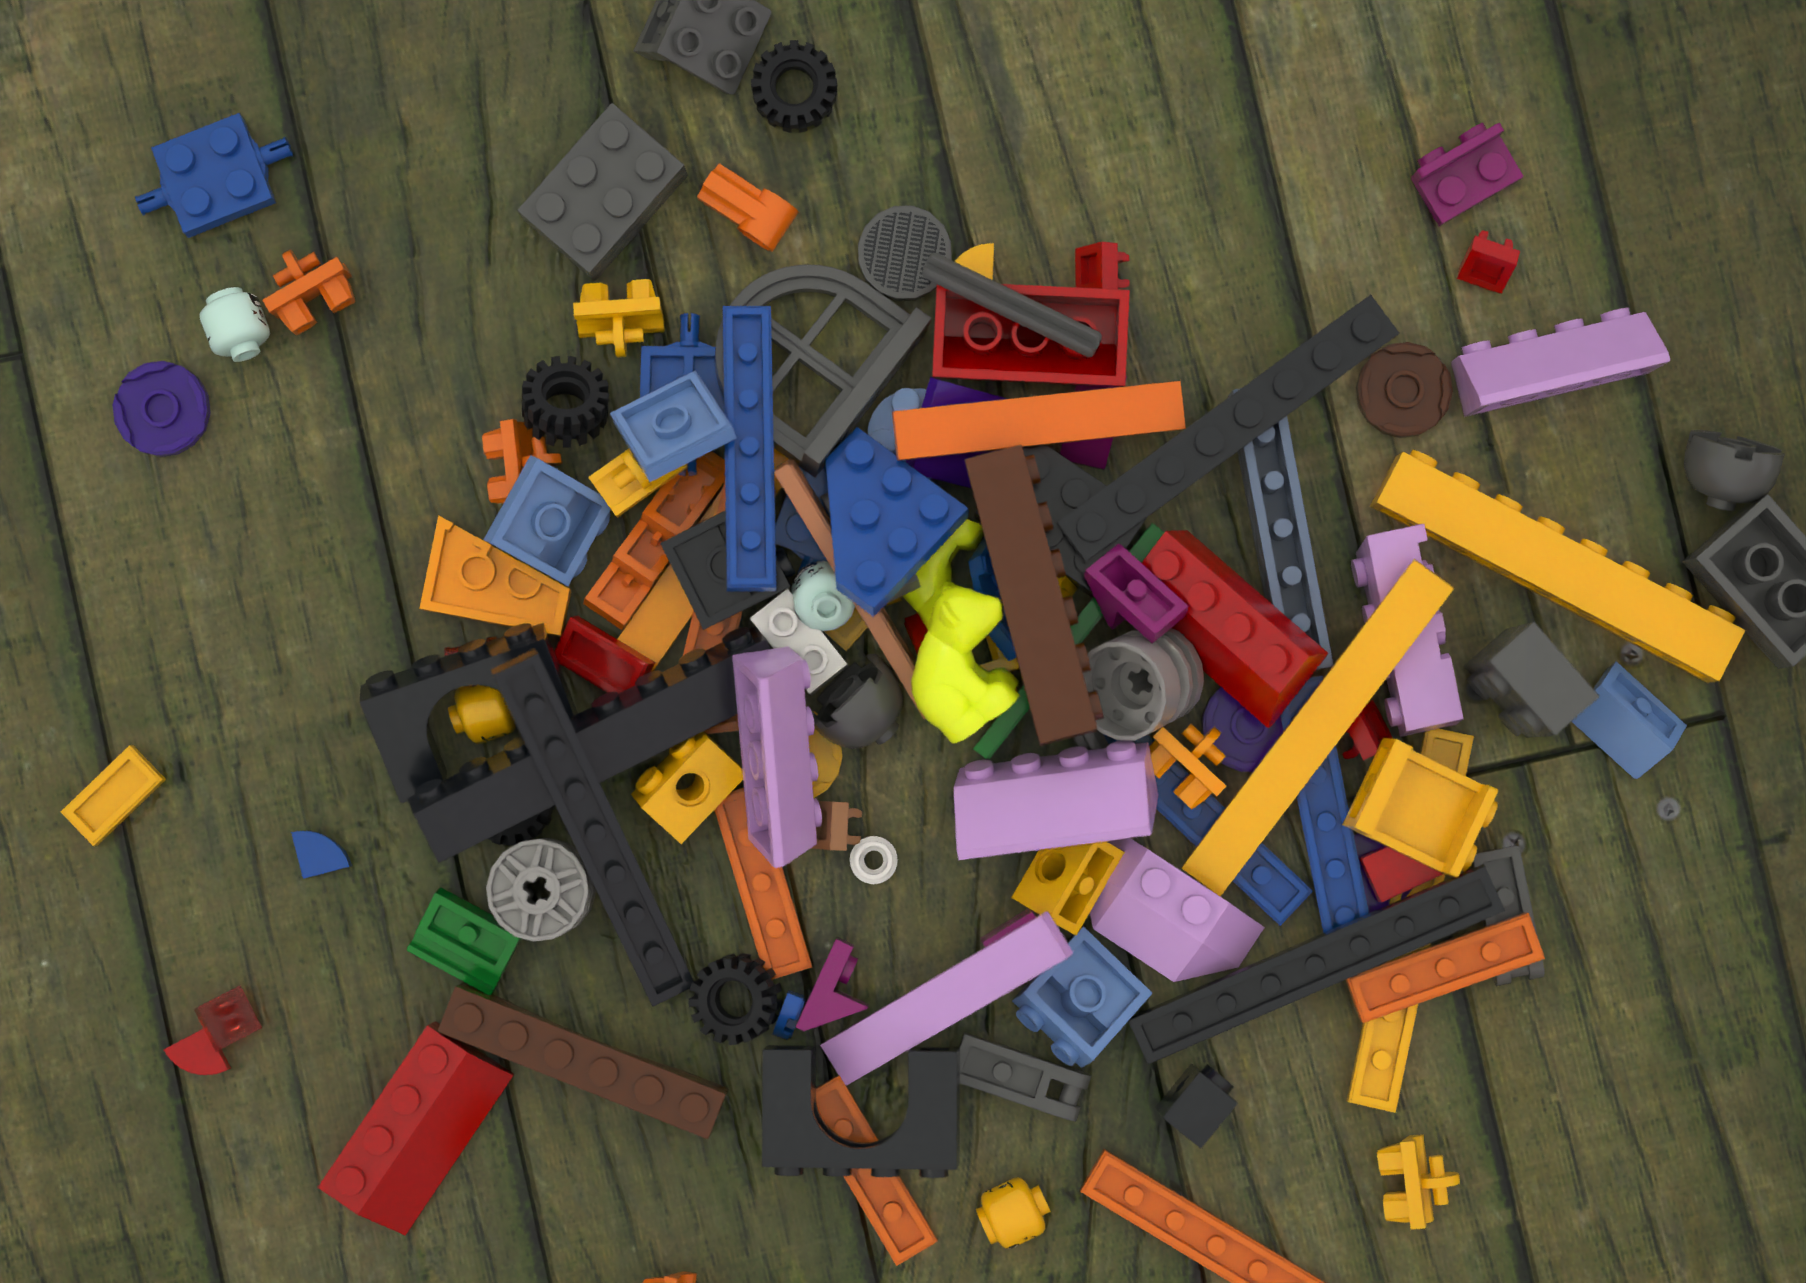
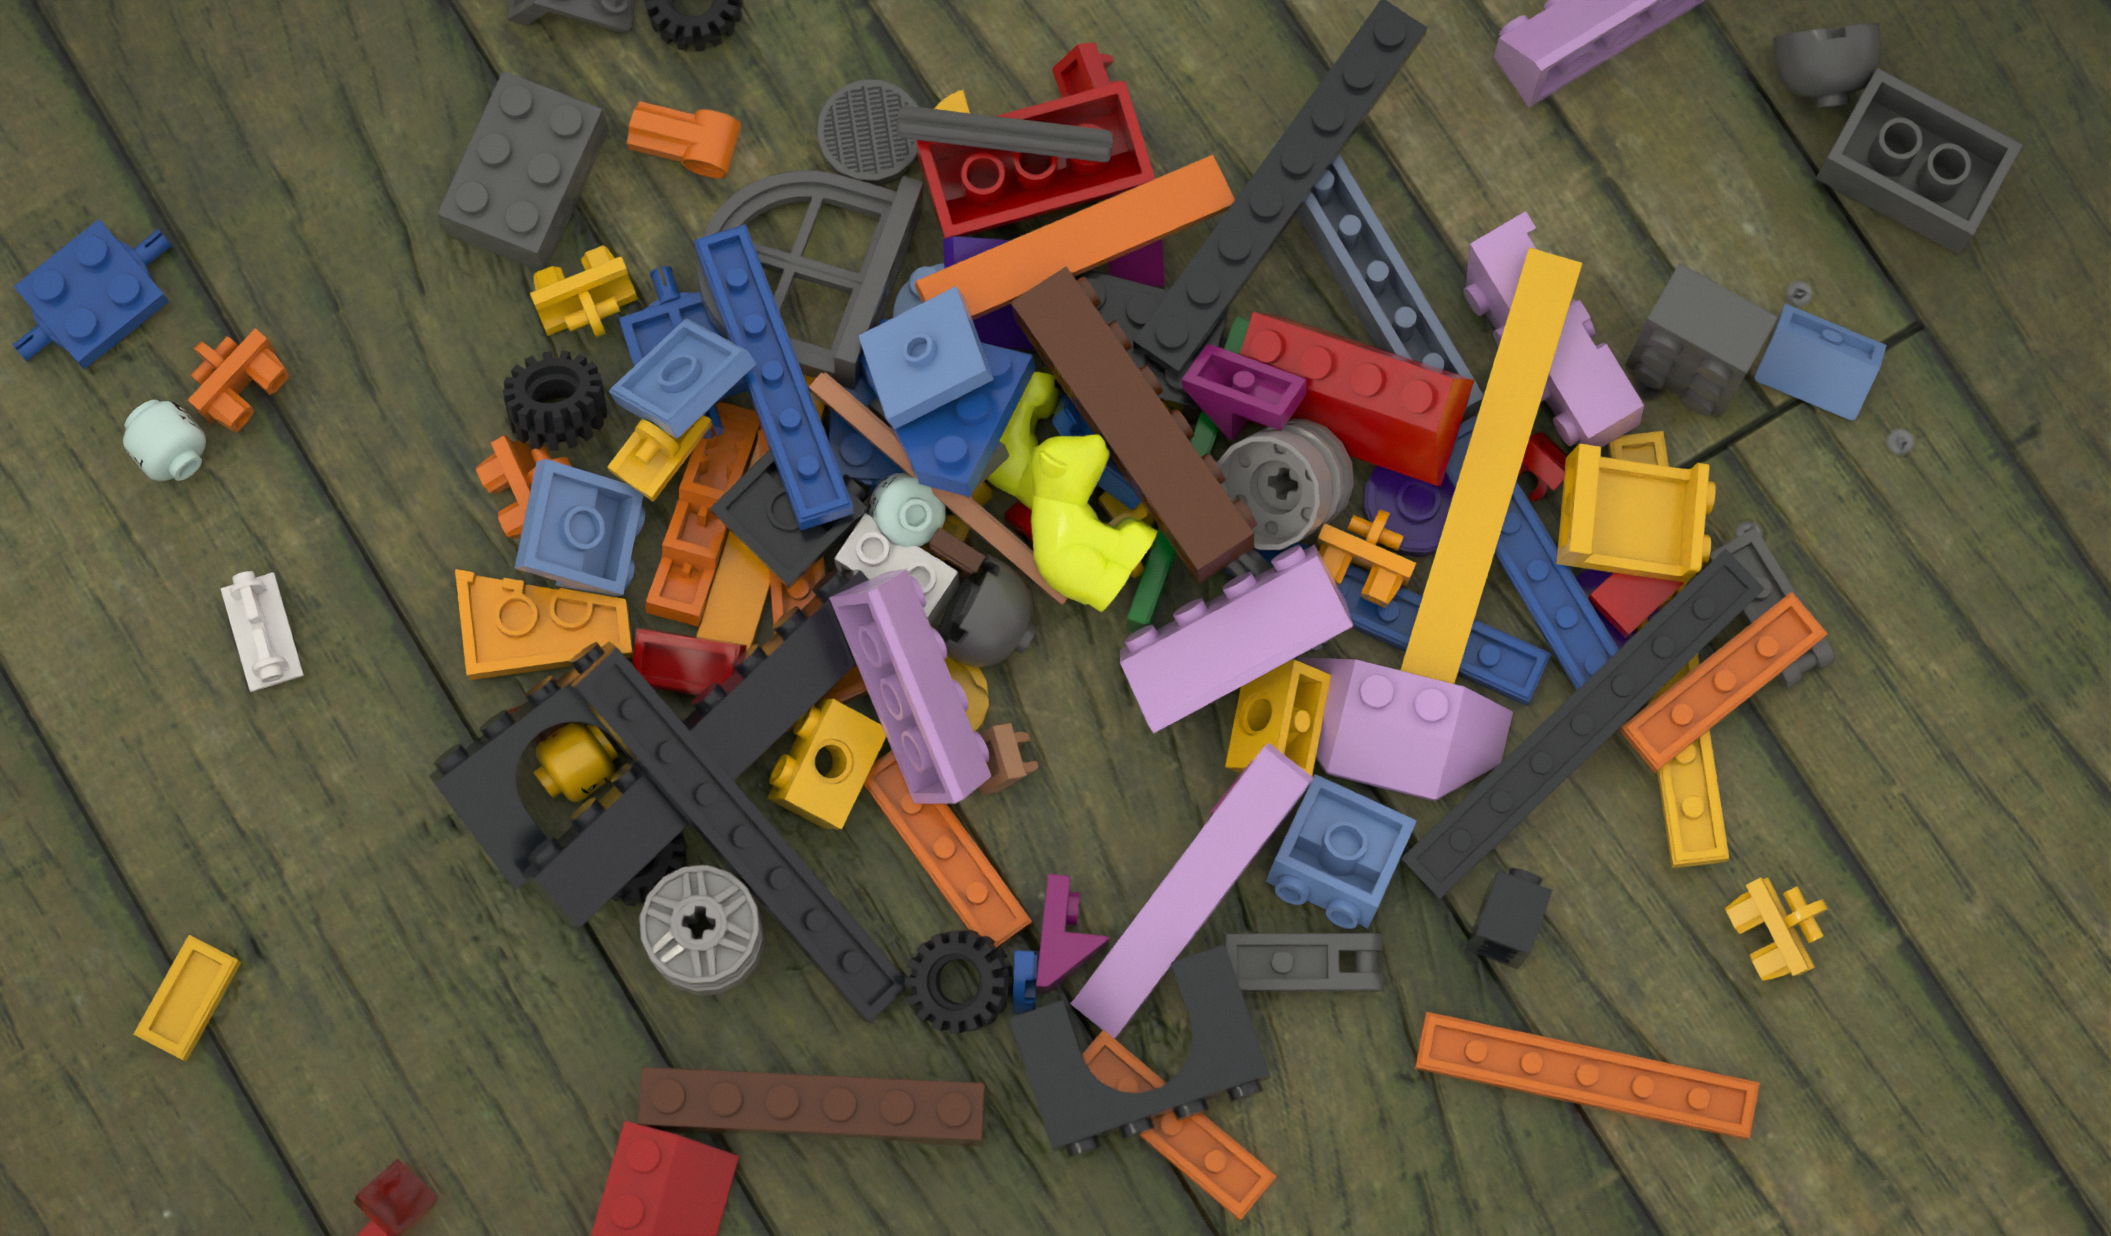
camera: 20 degrees left, 10 degrees down
(161, 409) = (111, 560): dark purple tile -> none
(265, 511) = (261, 630): none -> white hinge
(318, 853) = (440, 984): blue tile -> none
(463, 941) = (635, 1022): green plate -> none
(850, 647) = (956, 553): none -> reddish brown tile
(868, 875) = (1057, 765): white plate -> none
(877, 484) = (925, 357): none -> medium blue plate
(1013, 1213) = (1349, 1114): yellow head -> none
(1404, 390) = (1454, 99): reddish brown tile -> none
(1558, 567) = (1690, 224): yellow brick -> none

